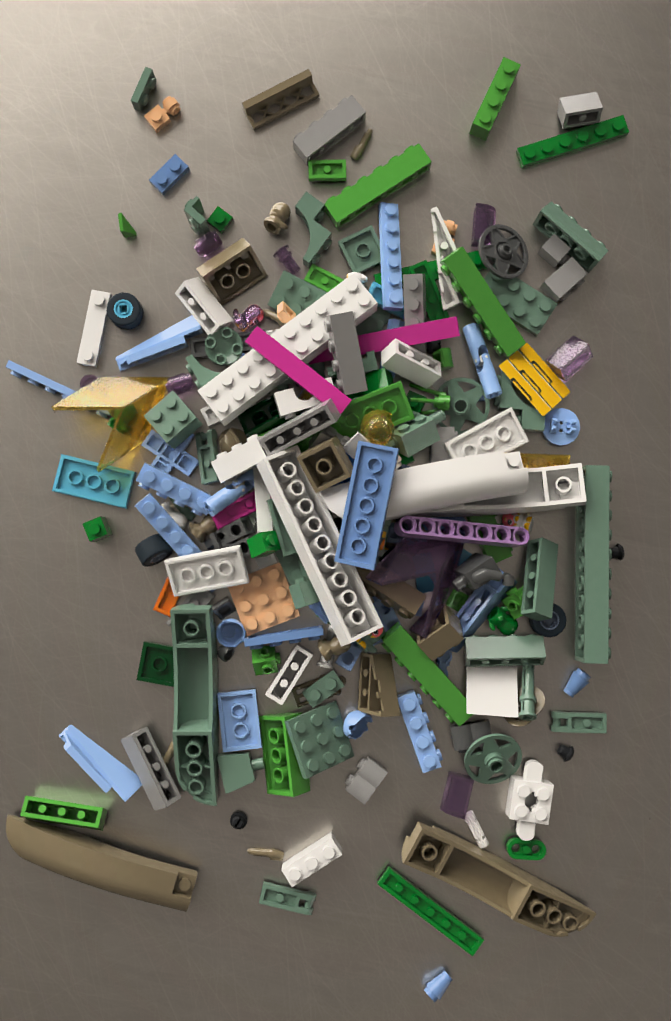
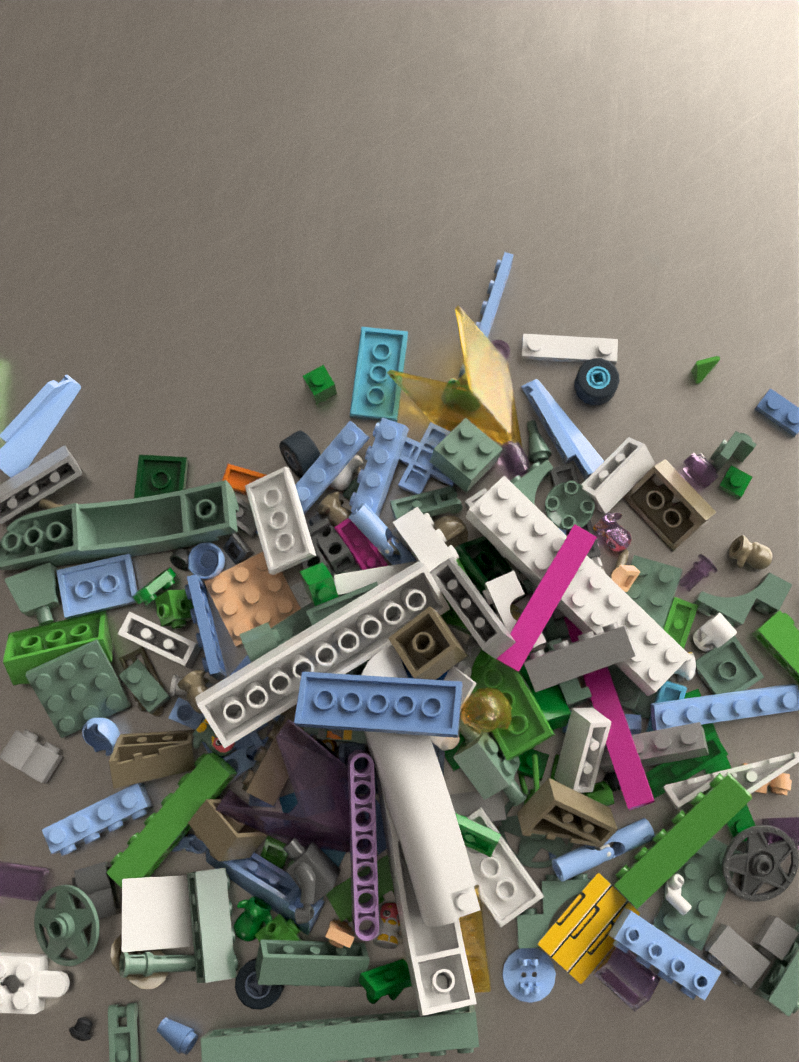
camera: 90 degrees right, 10 degrees down
(175, 364) = (538, 449): none -> sand green cone
(242, 669) = (147, 593): none -> green plate
(335, 254) = (713, 633): none -> white piece
(456, 382) = (566, 814): none -> dark tan wedge
(466, 446) = (478, 836): none -> green plate
(519, 316) = (673, 894): none -> white arm
(521, 557) = (339, 934): none -> light nougat plate
(555, 527) = (386, 980): none -> green tile
(557, 329) = (664, 953): none -> light blue brick

